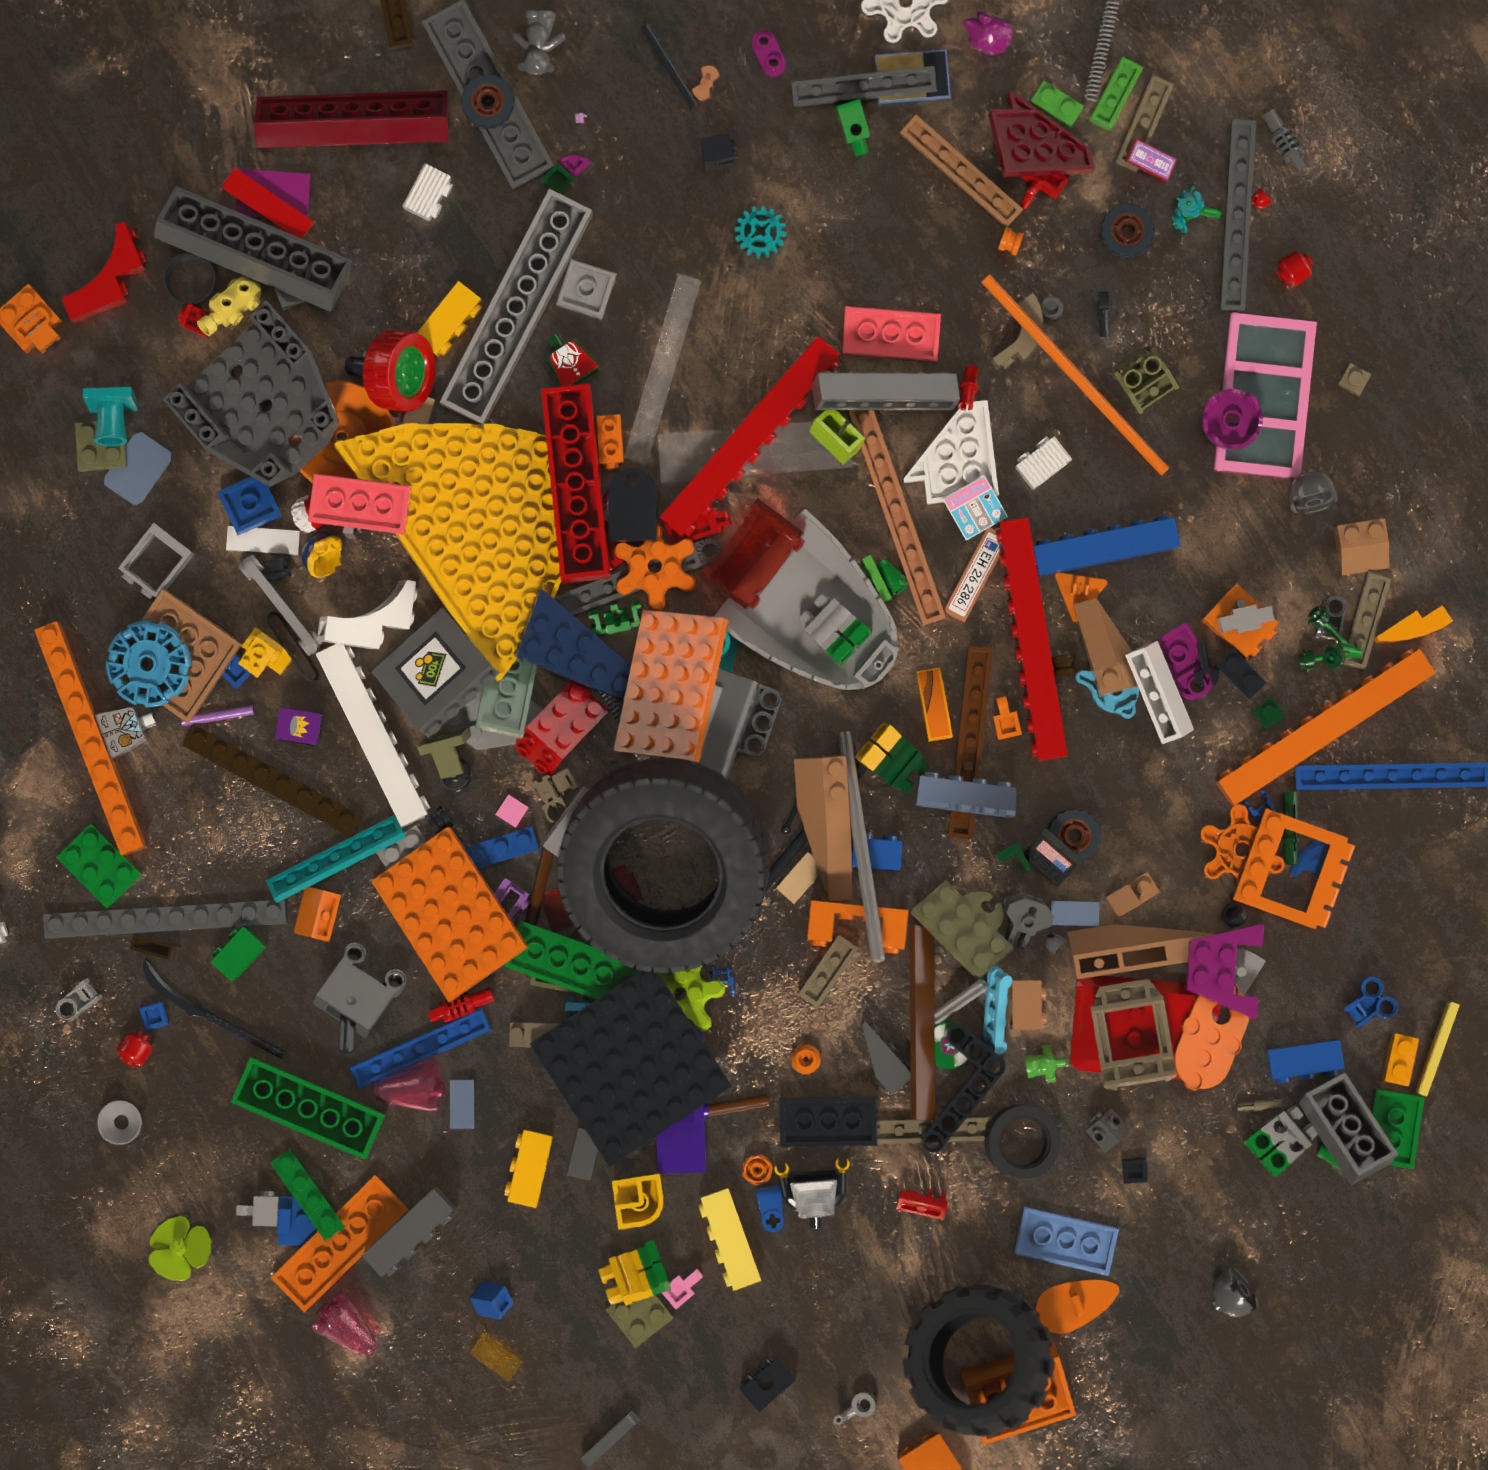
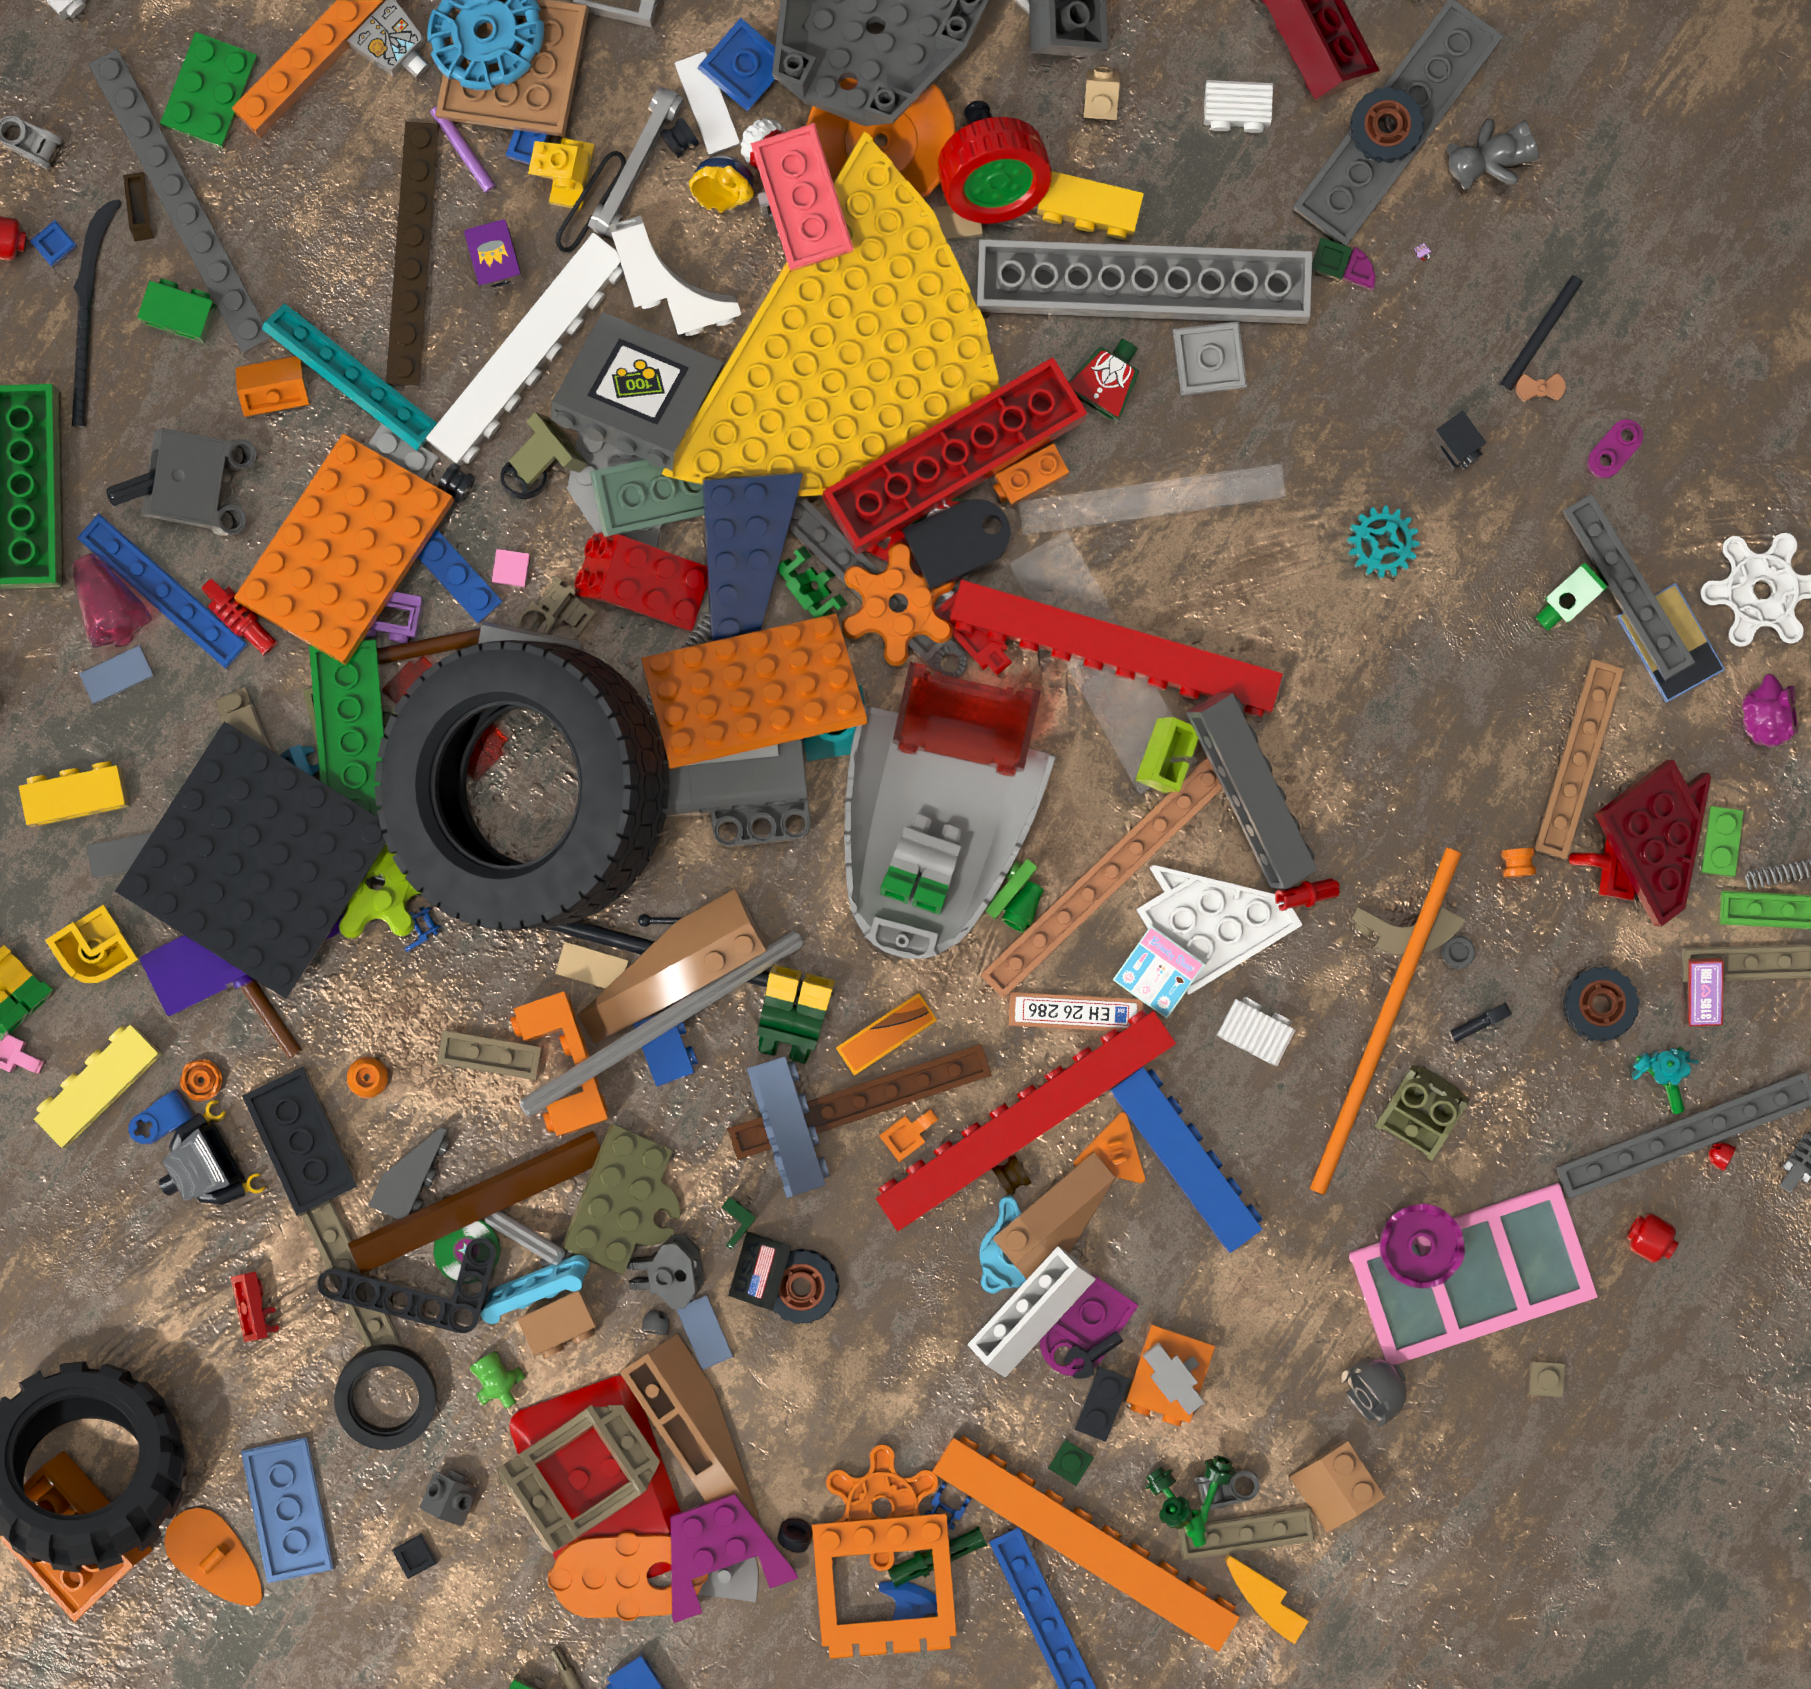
camera: 65 degrees right, 0 degrees up
(378, 278) = (1102, 93): none -> tan bracket
(891, 334) = (1331, 766): coral tile -> none
(1132, 894) = (762, 1395): medium nougat slope -> none

